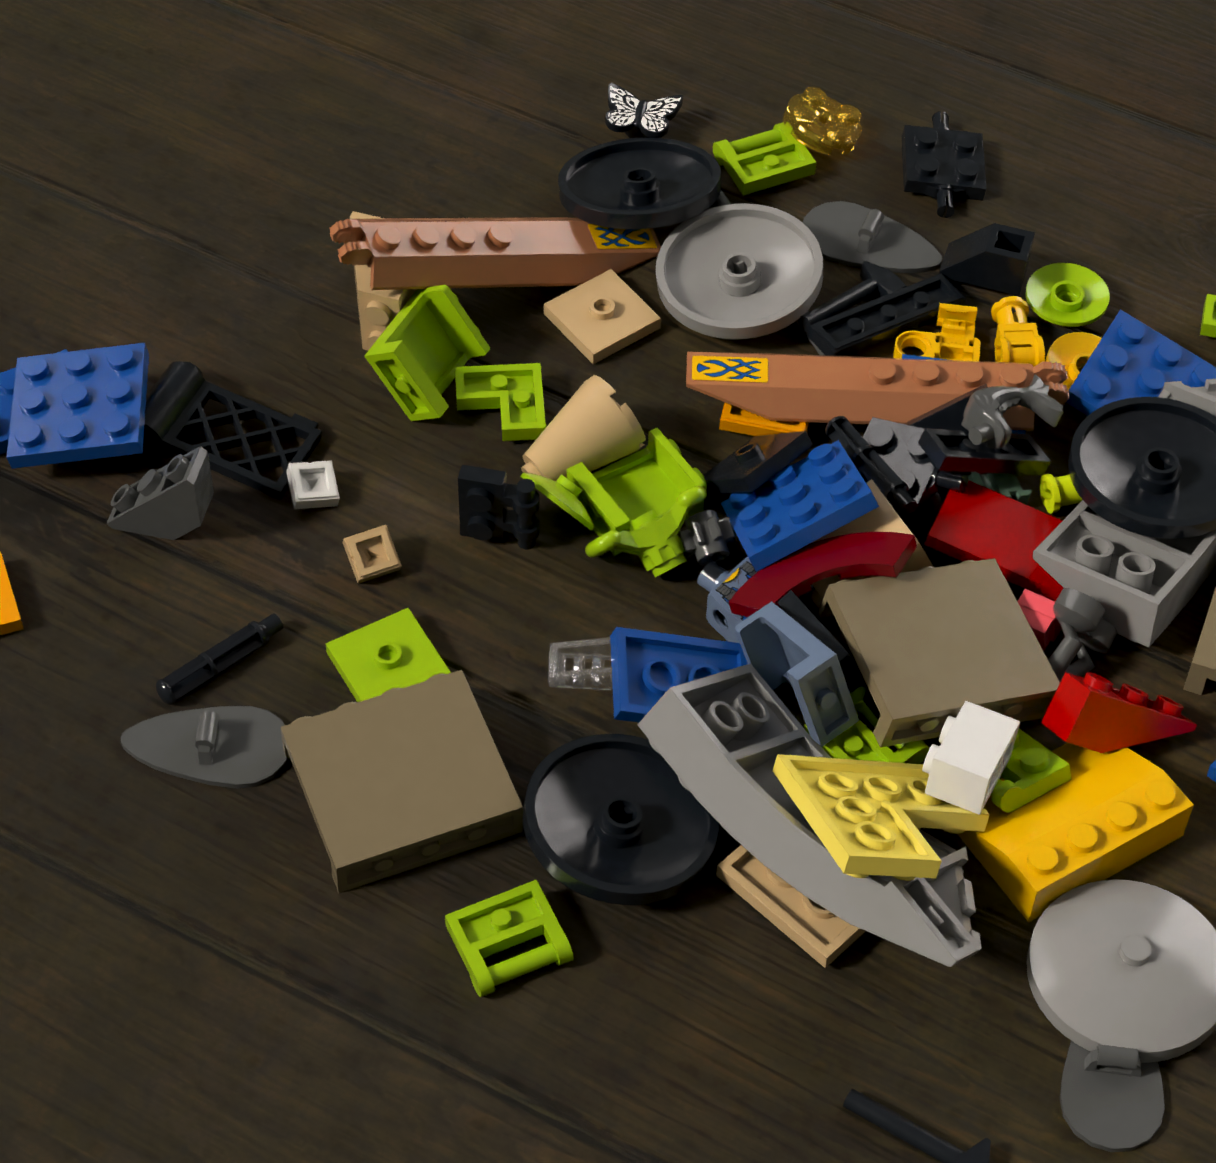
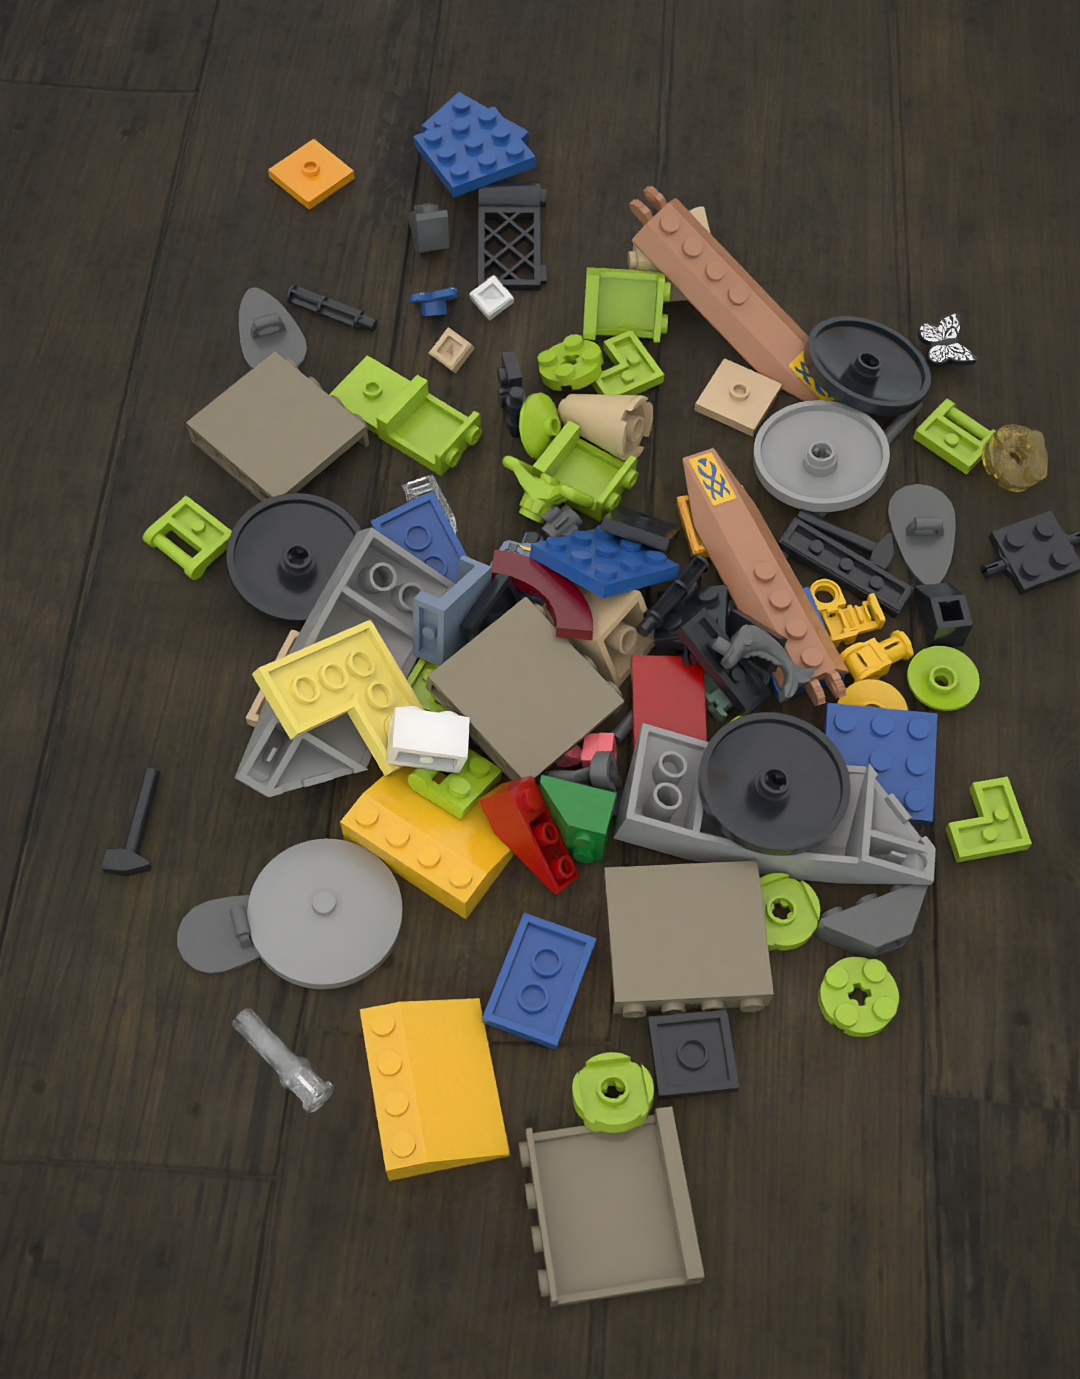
camera: 65 degrees right, 10 degrees up
(283, 539) = (434, 302): none -> blue animal
(462, 423) = (557, 362): none -> lime plate
(484, 618) = (427, 427): none -> lime panel
(1131, 649) = (581, 816): none -> green slope

